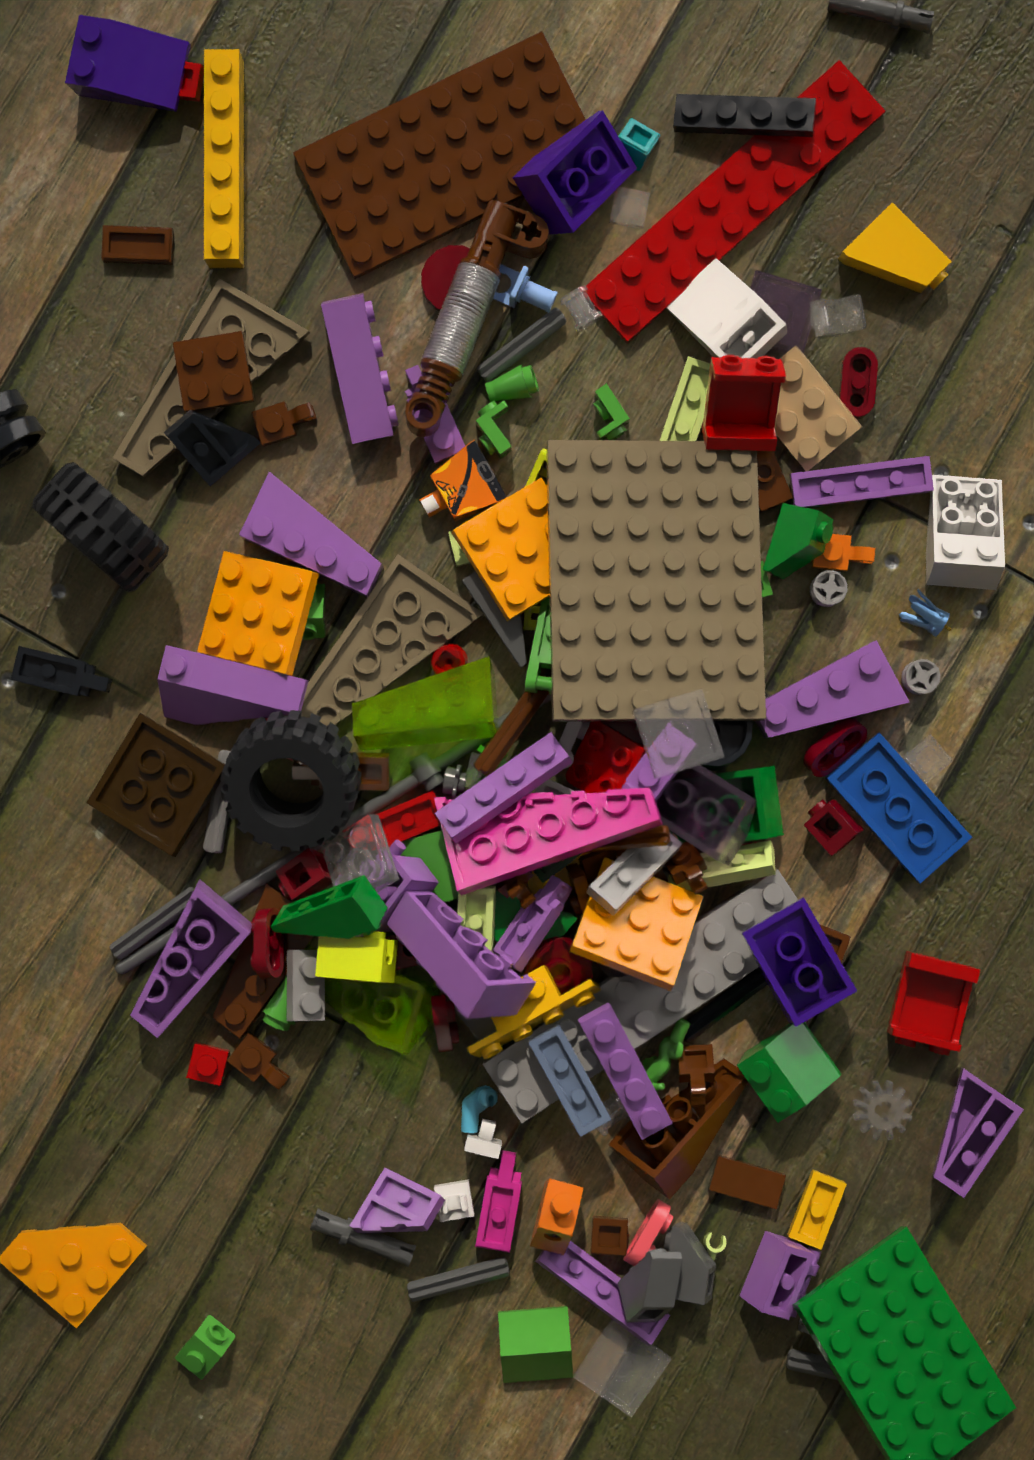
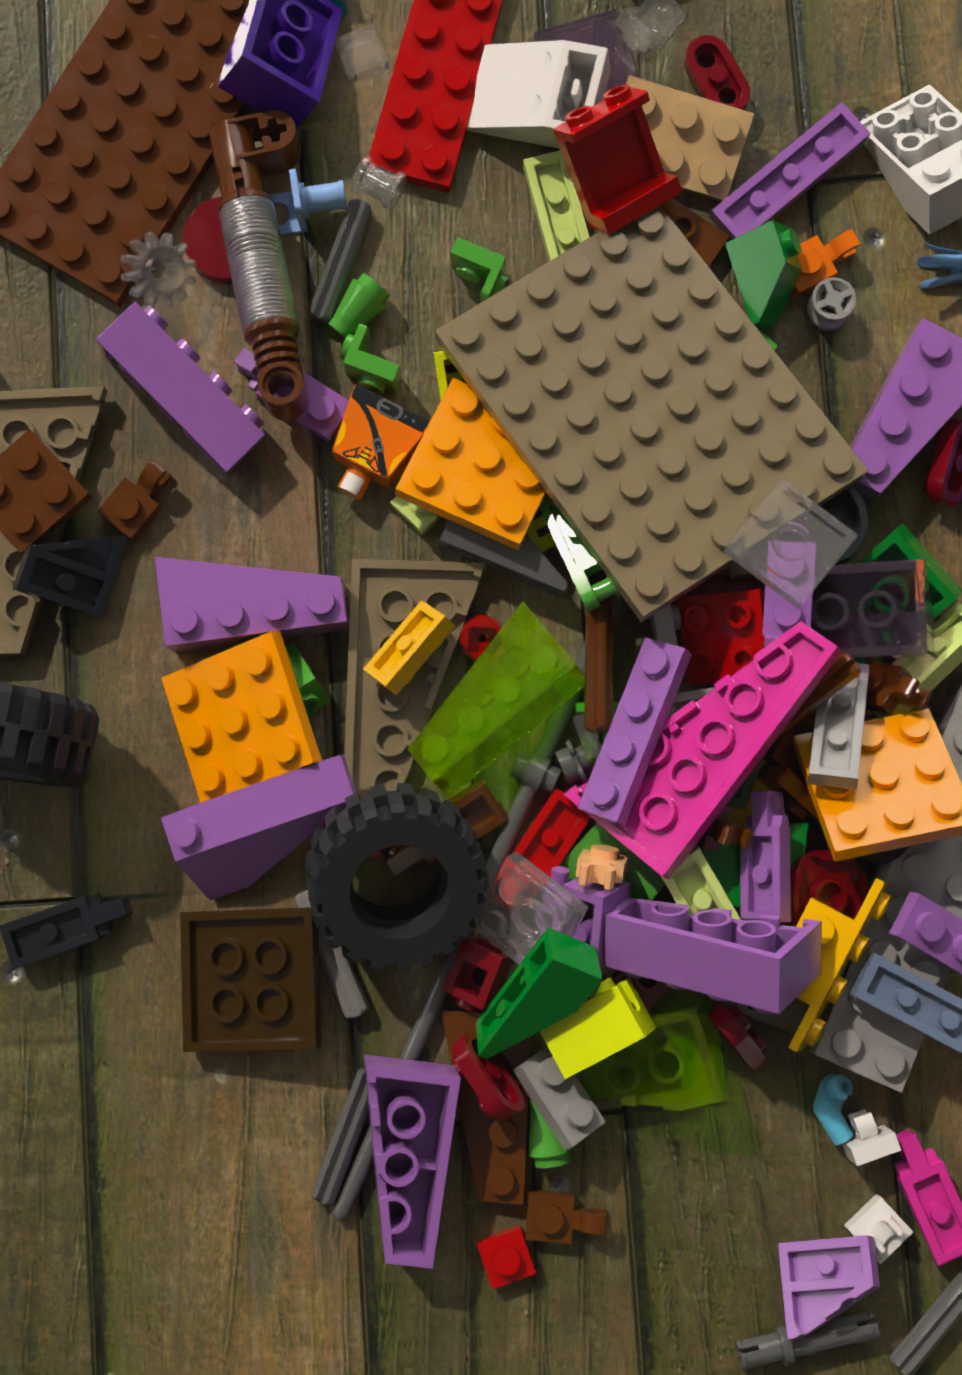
camera: 30 degrees left, 5 degrees down
(381, 274) = (156, 251): none -> clear gear
(395, 638) = (409, 647): none -> yellow plate
(426, 859) = (601, 866): none -> light nougat plate

